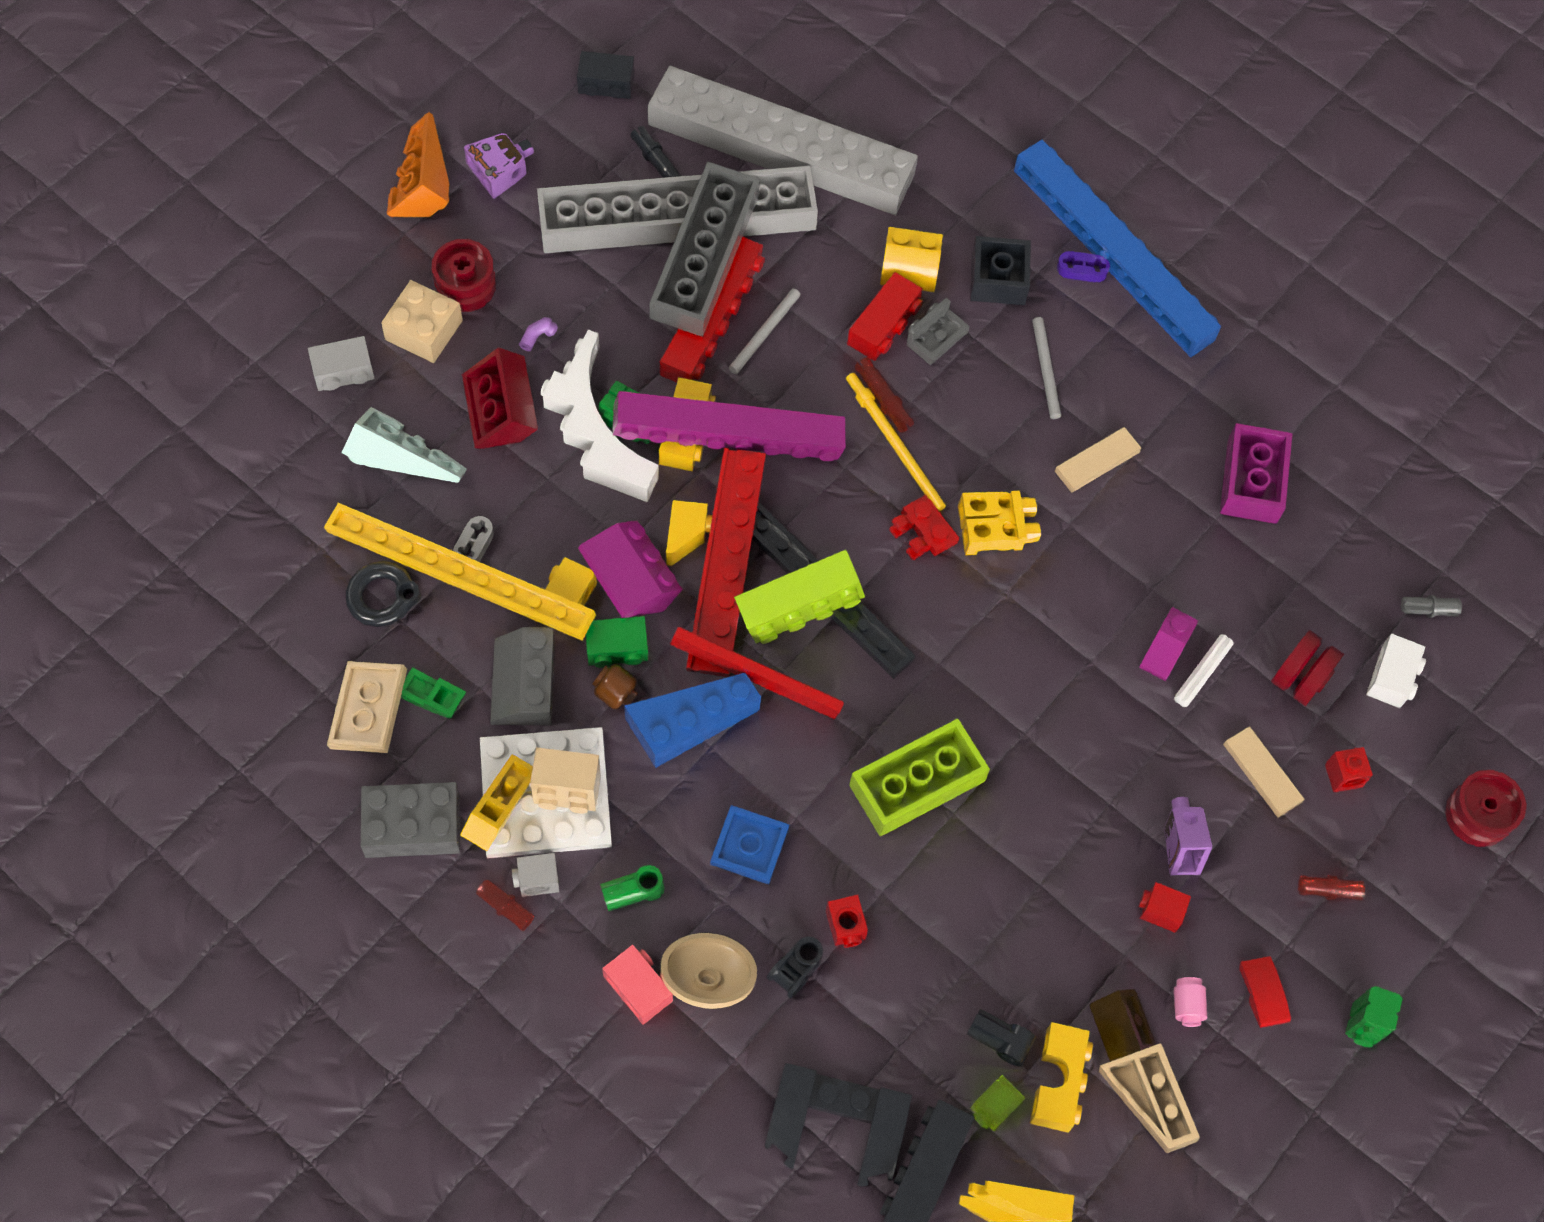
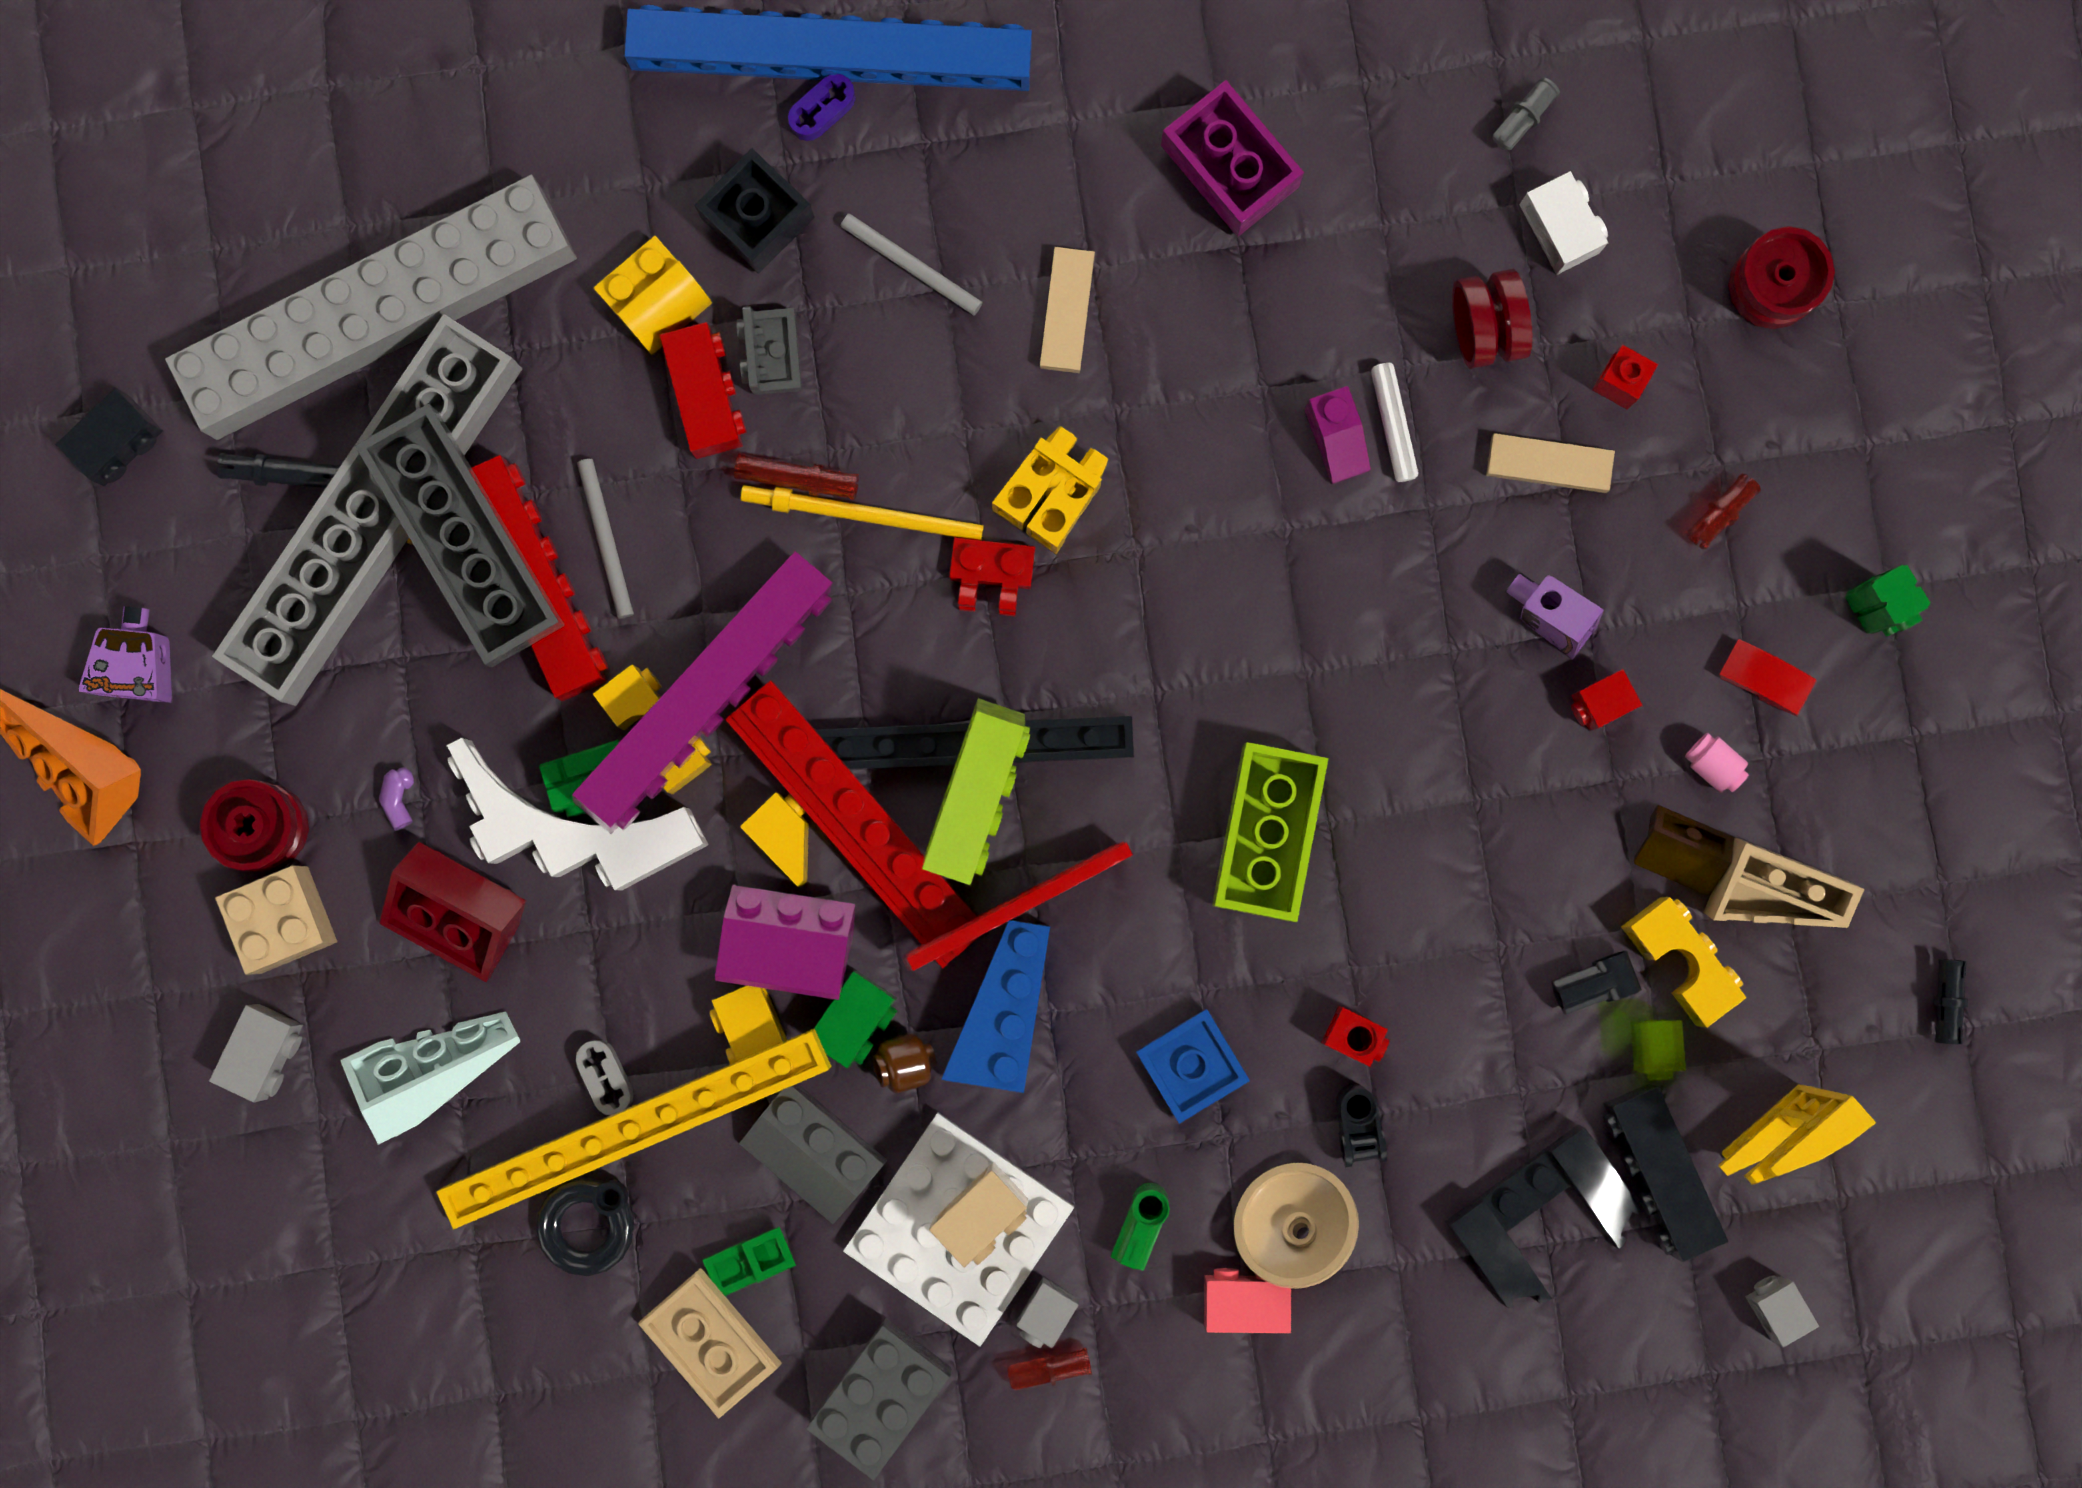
camera: 40 degrees left, 20 degrees up
(498, 803) = (941, 1297): yellow slope -> none

